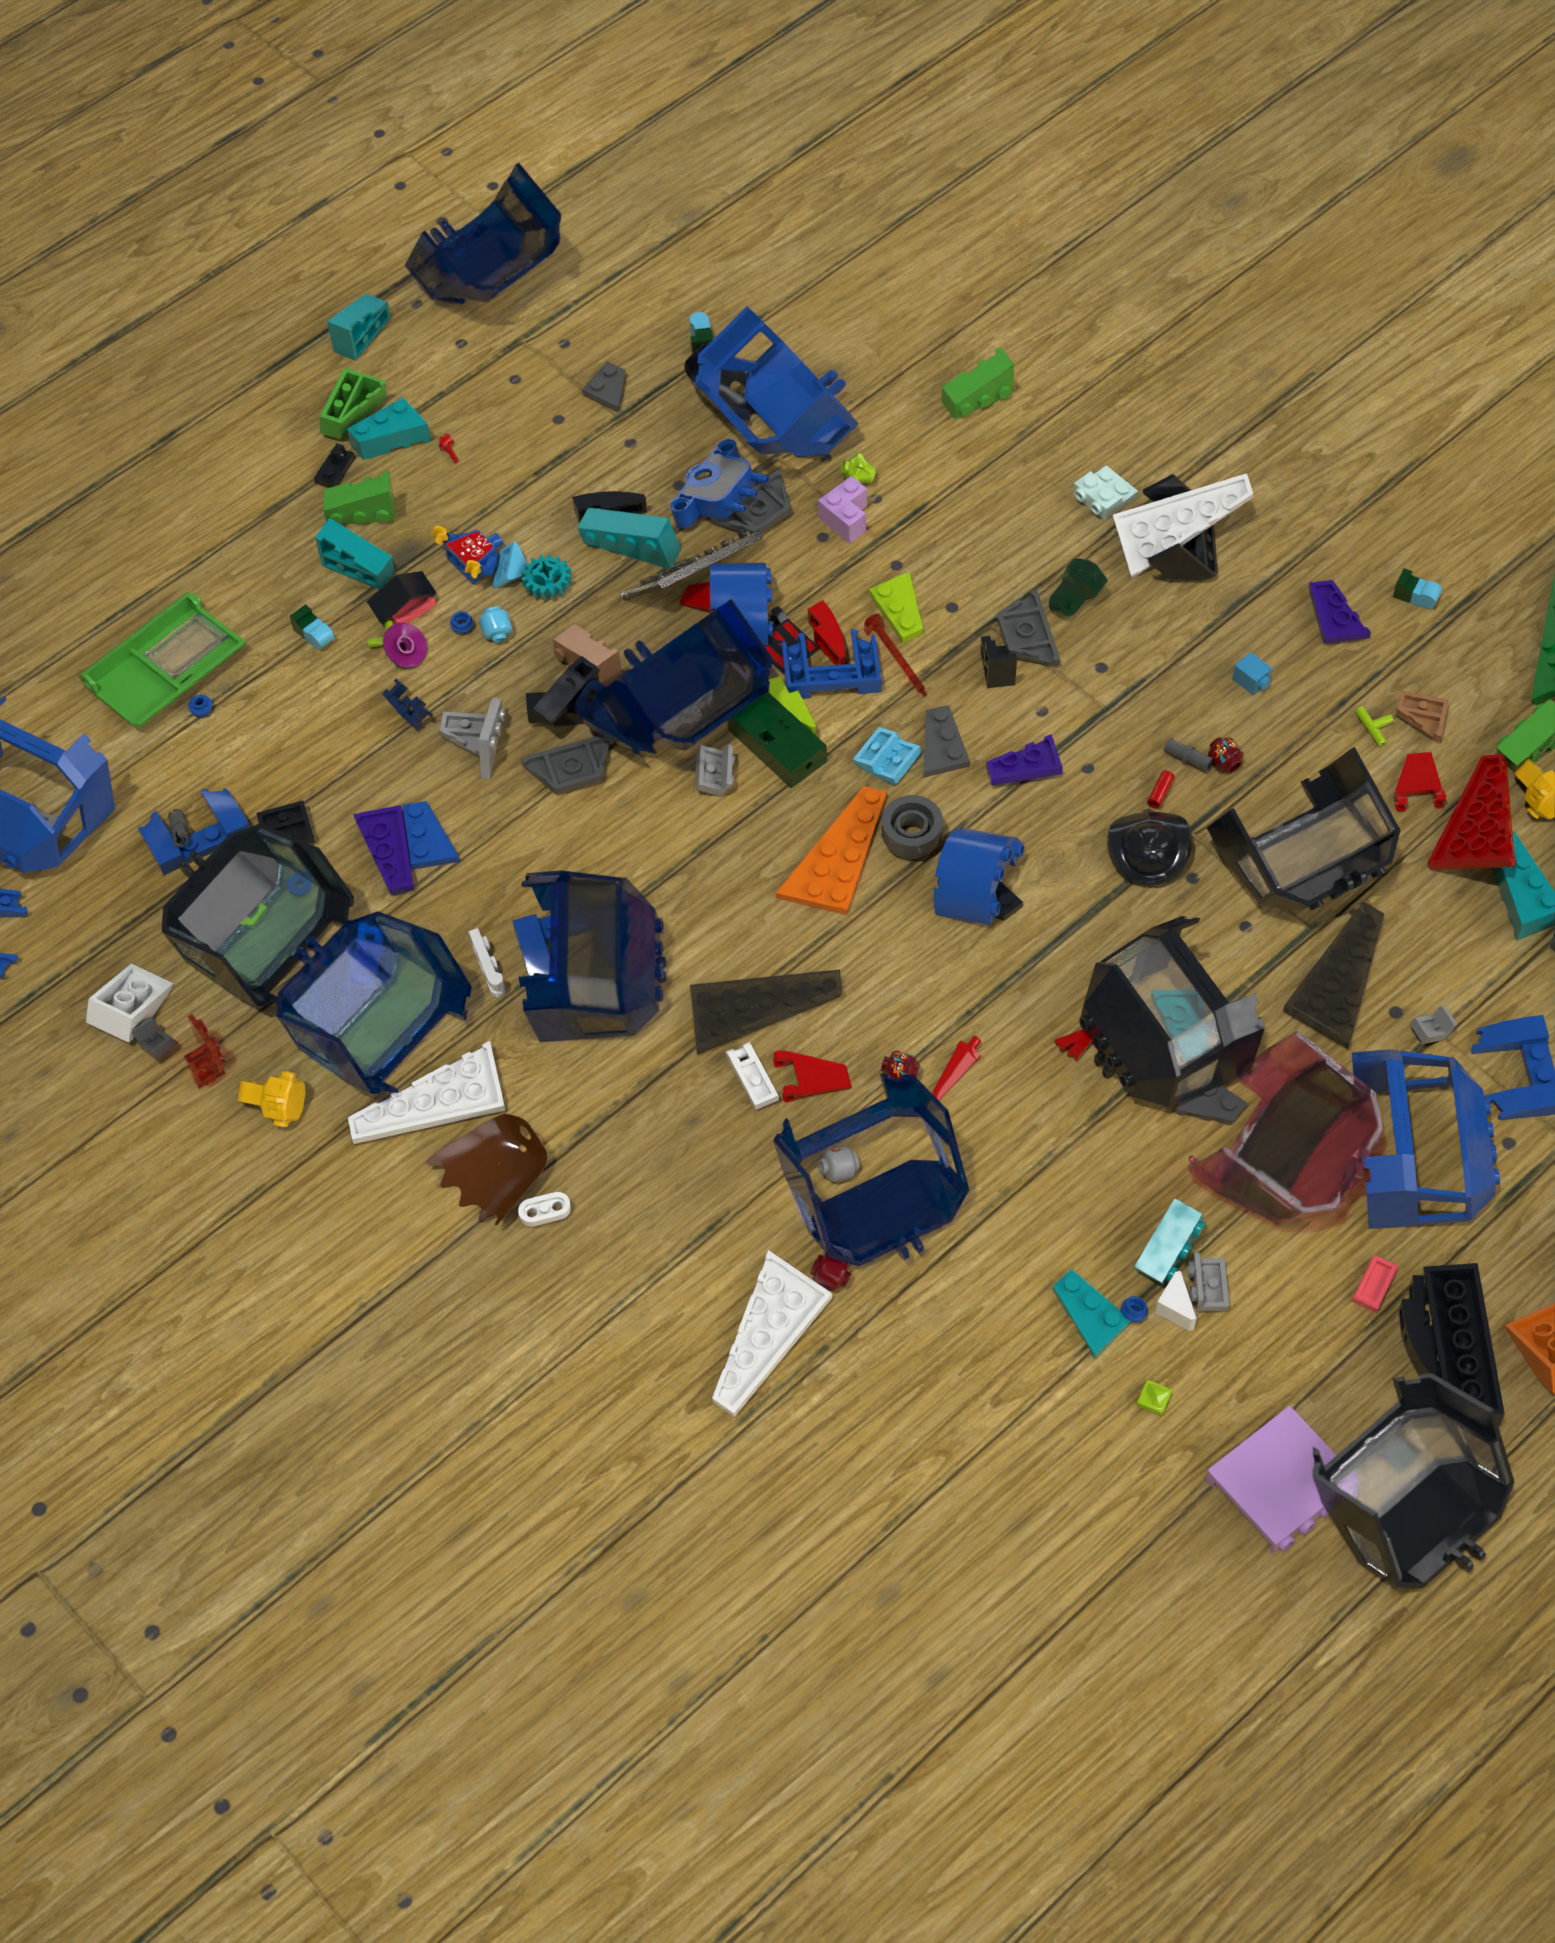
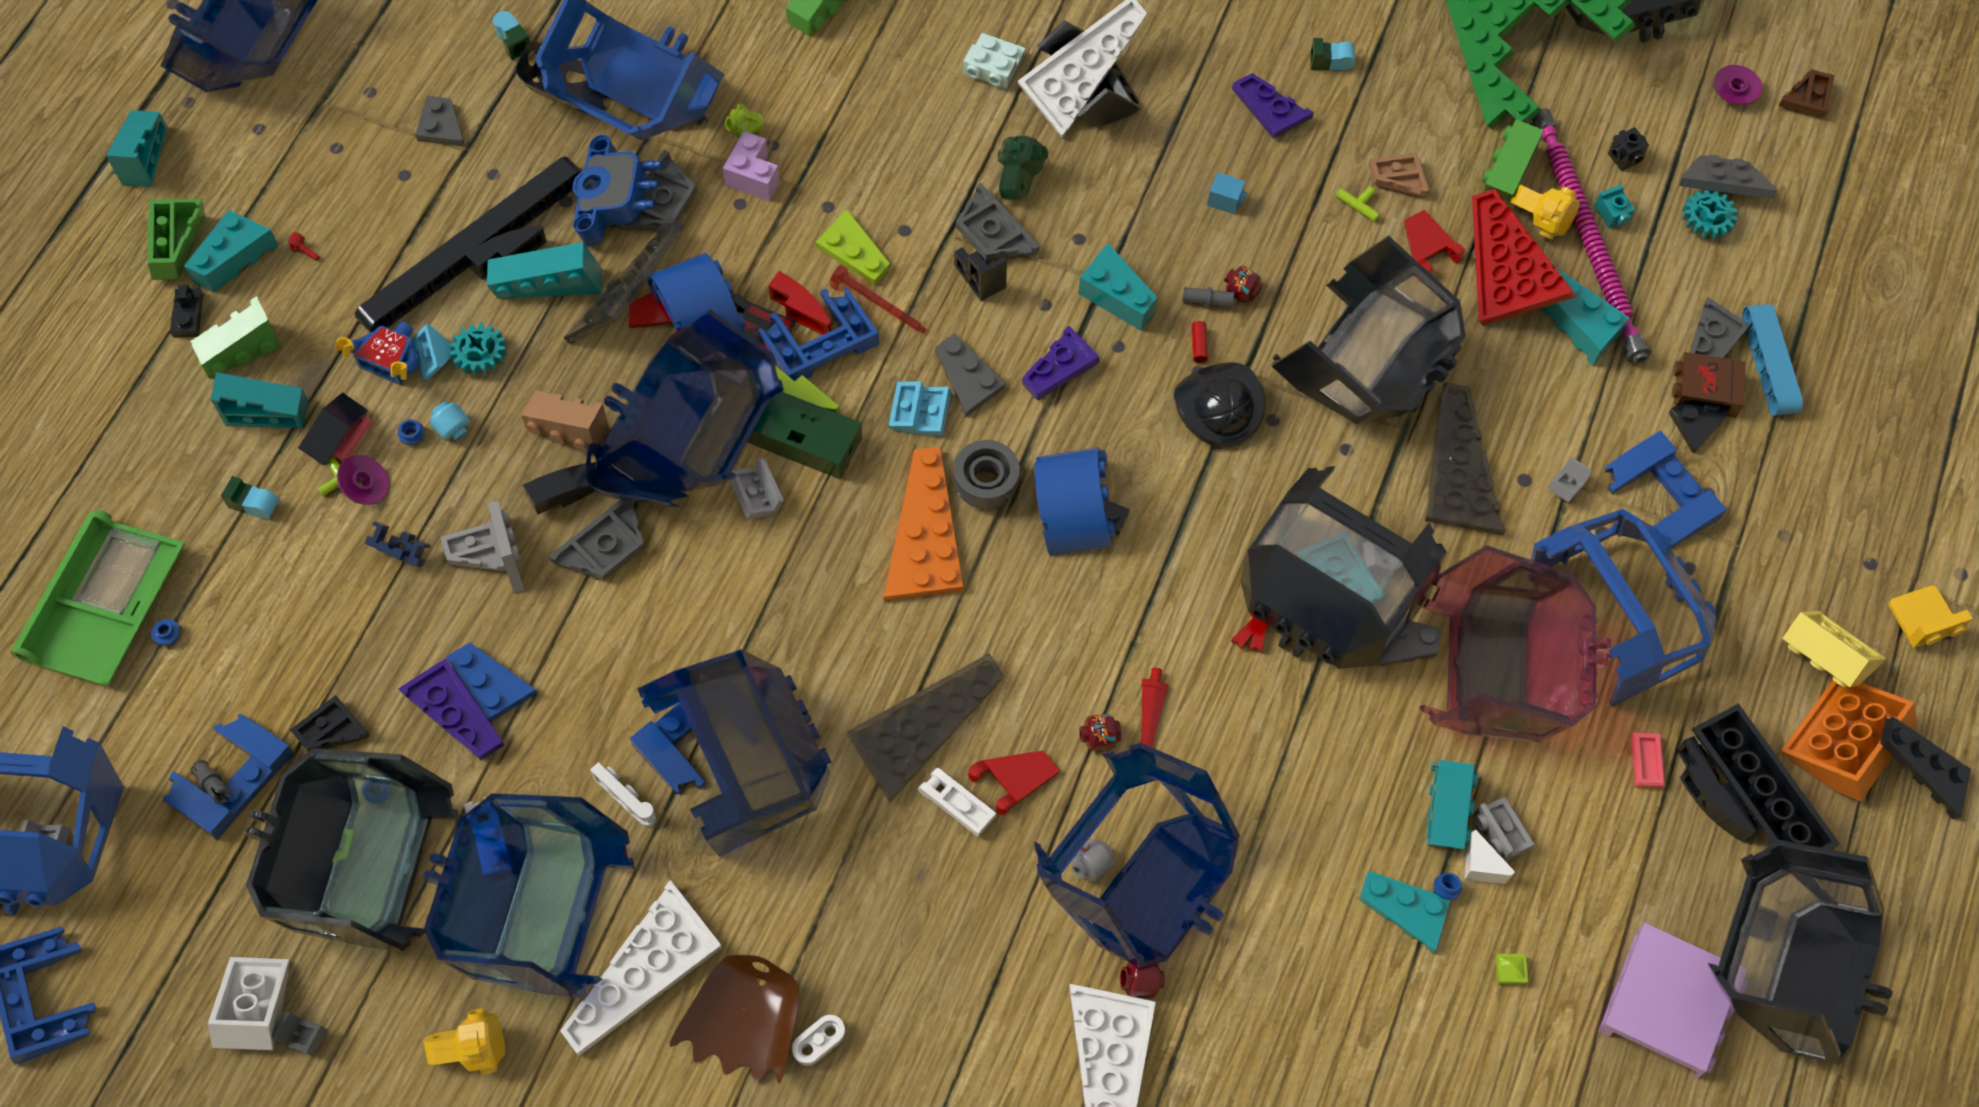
camera: 30 degrees left, 5 degrees up
(206, 1061) = (377, 1037): clear red bracket -> none
(558, 500) = (450, 258): none -> black beam
(565, 690) = (567, 467): black slope -> none
(1109, 718) = (1118, 289): none -> teal wedge

